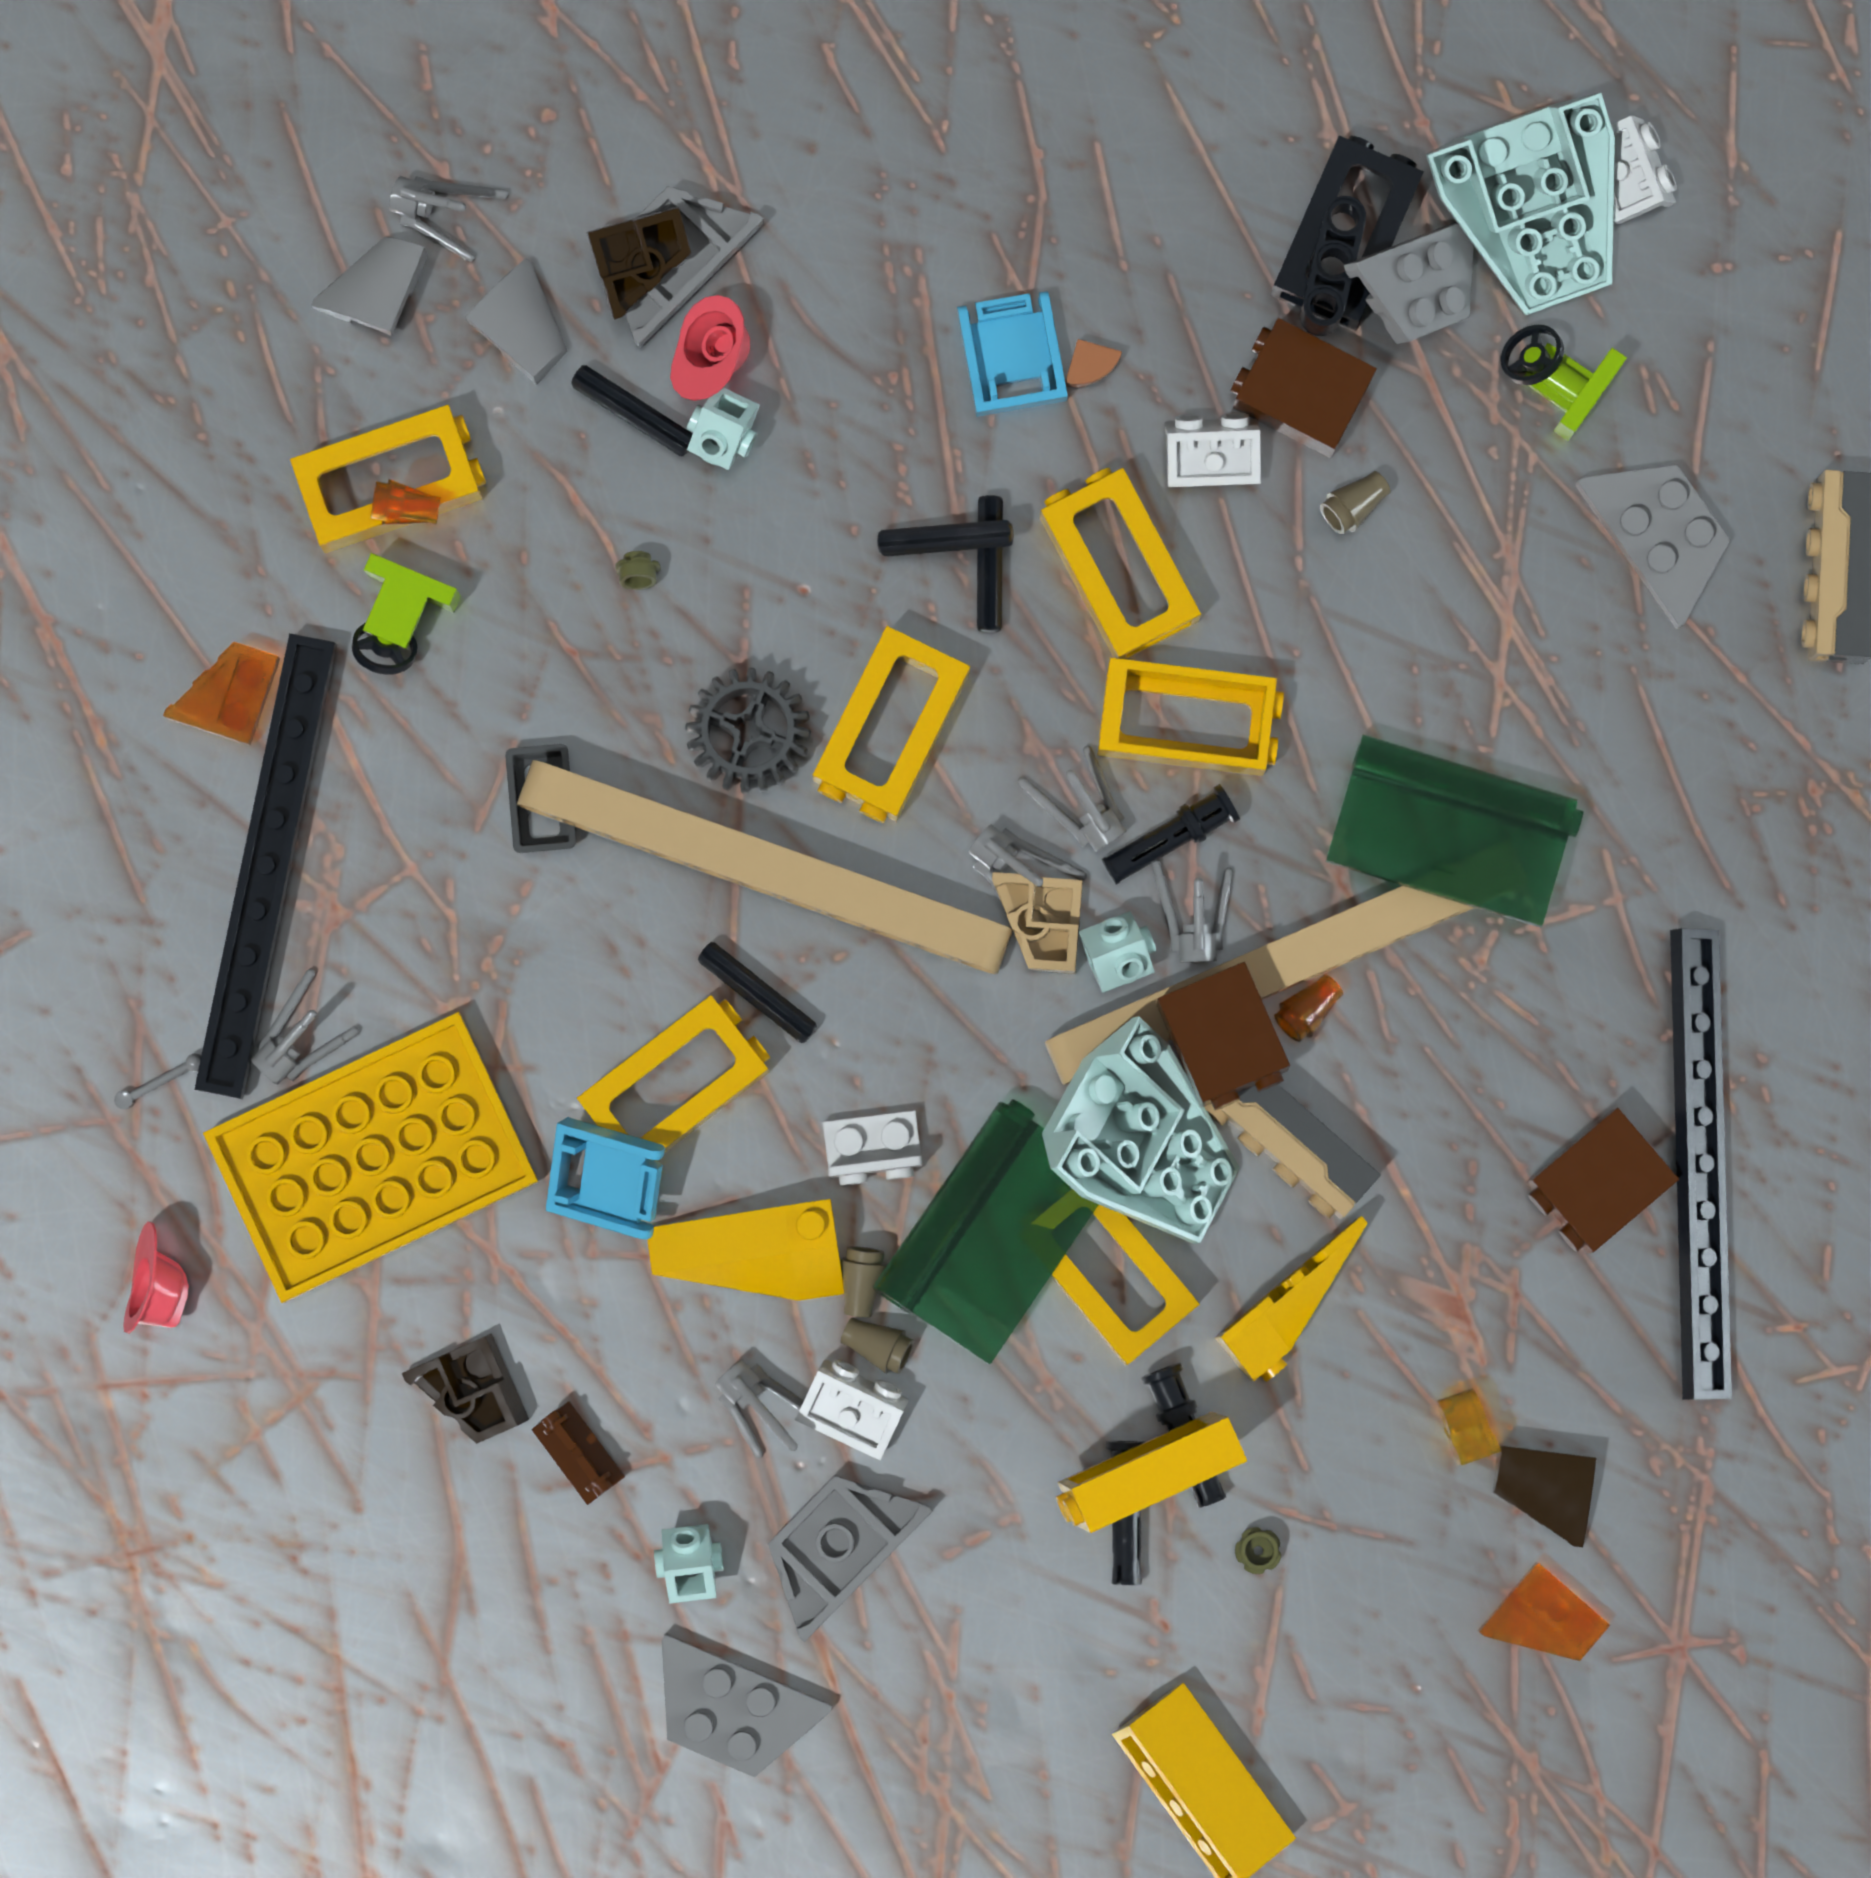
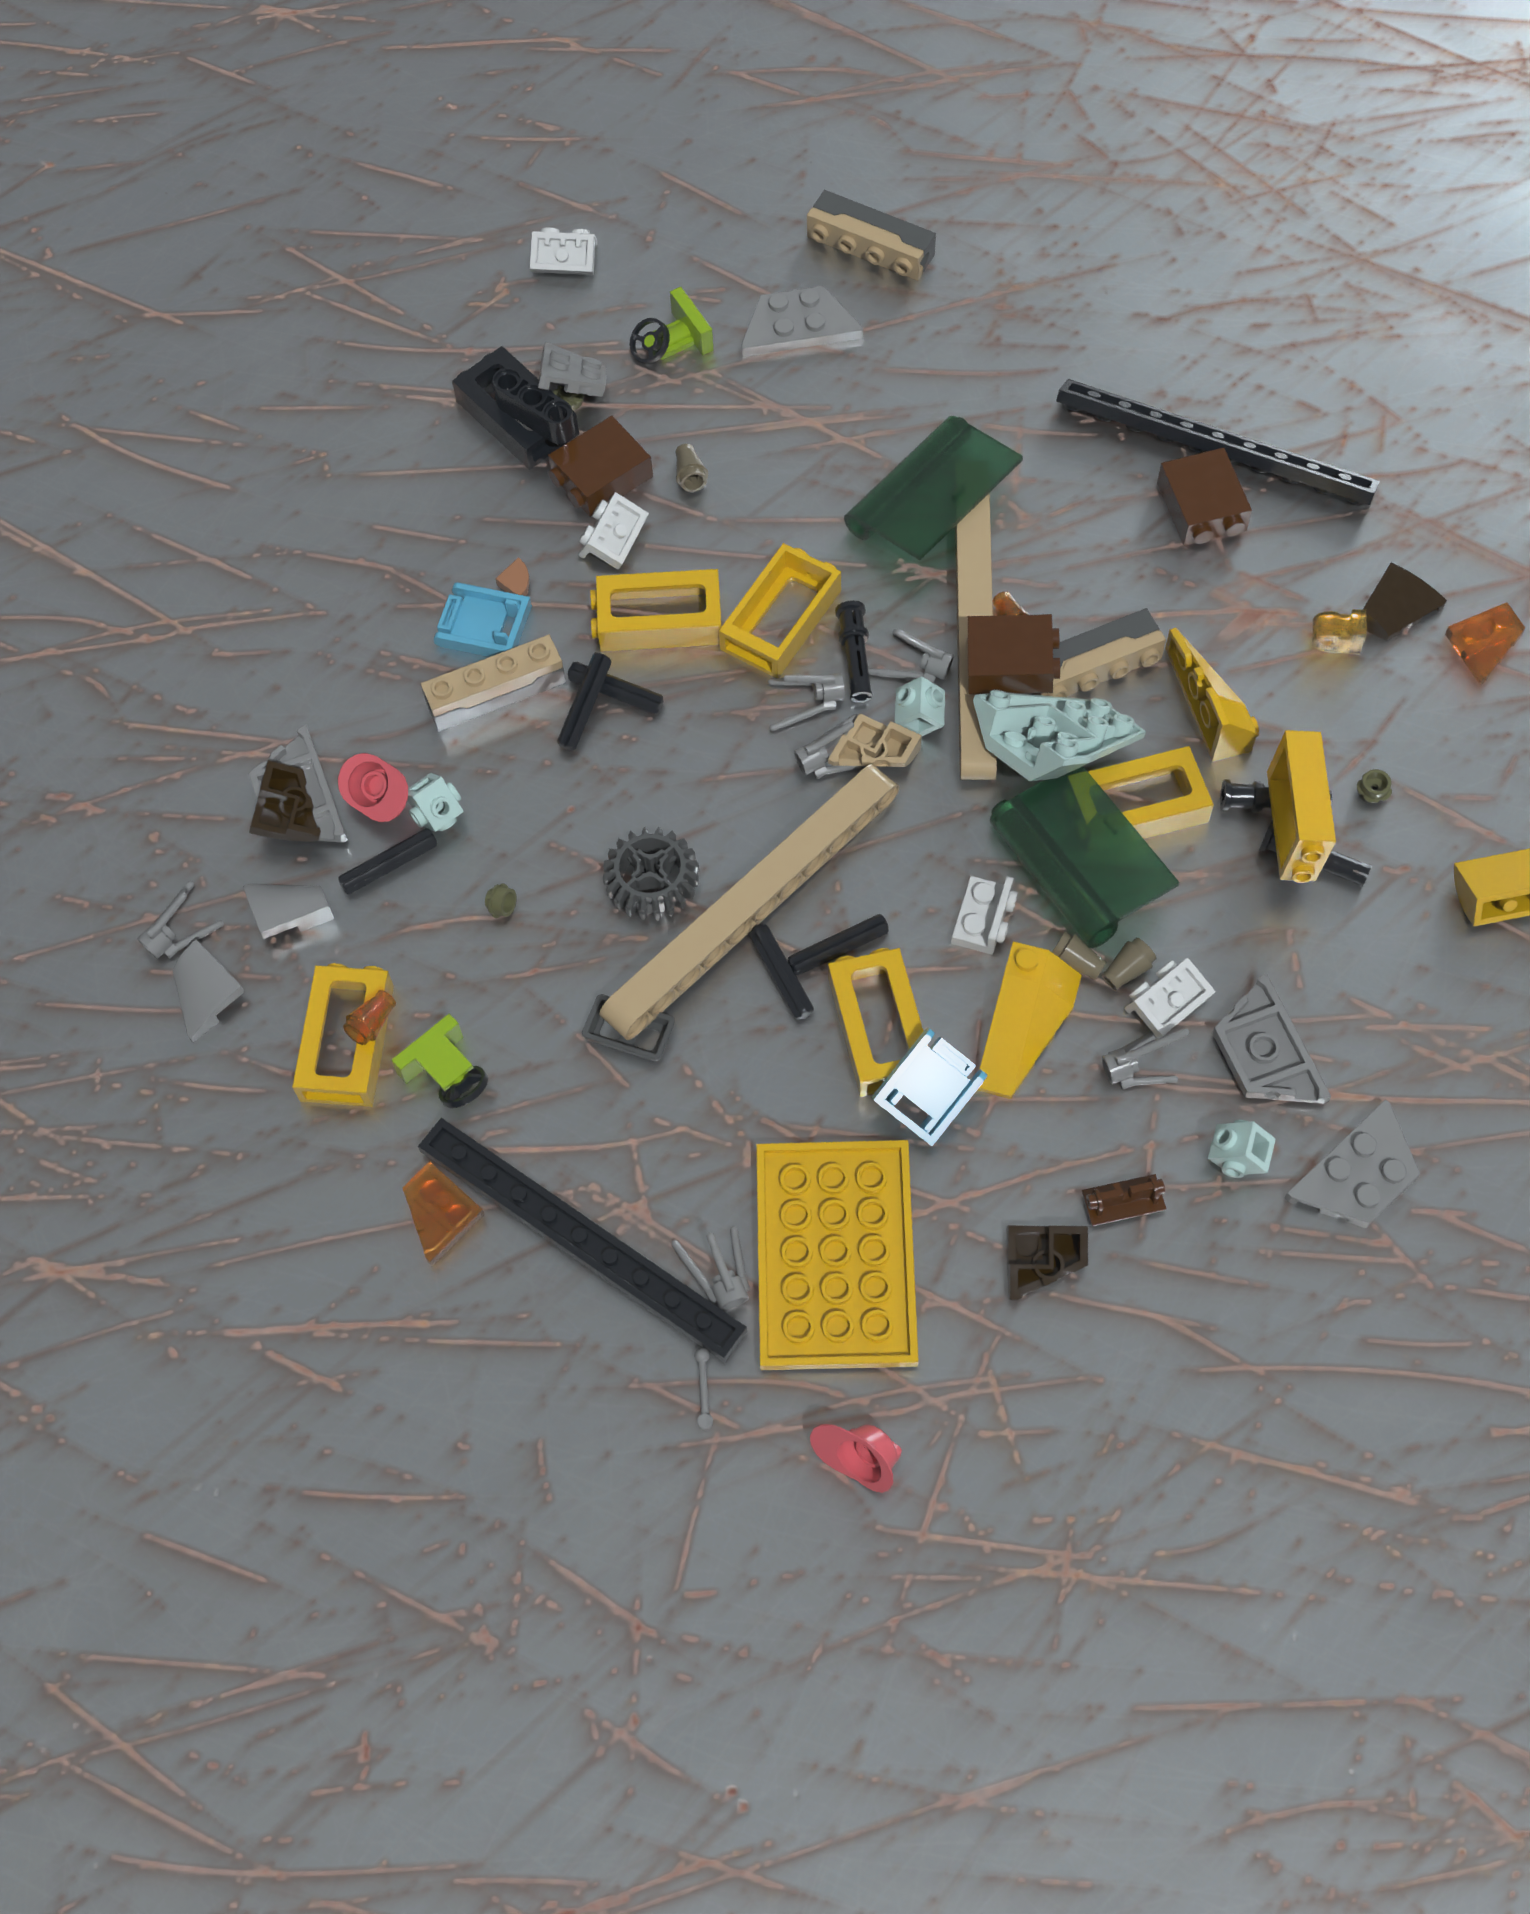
camera: 60 degrees left, 20 degrees down
(692, 941) = (781, 972): none -> black axle
(890, 799) = (705, 830): yellow piece -> none
(922, 414) = (493, 683): none -> tan piece
(1536, 199) = (554, 299): light aqua wedge -> none

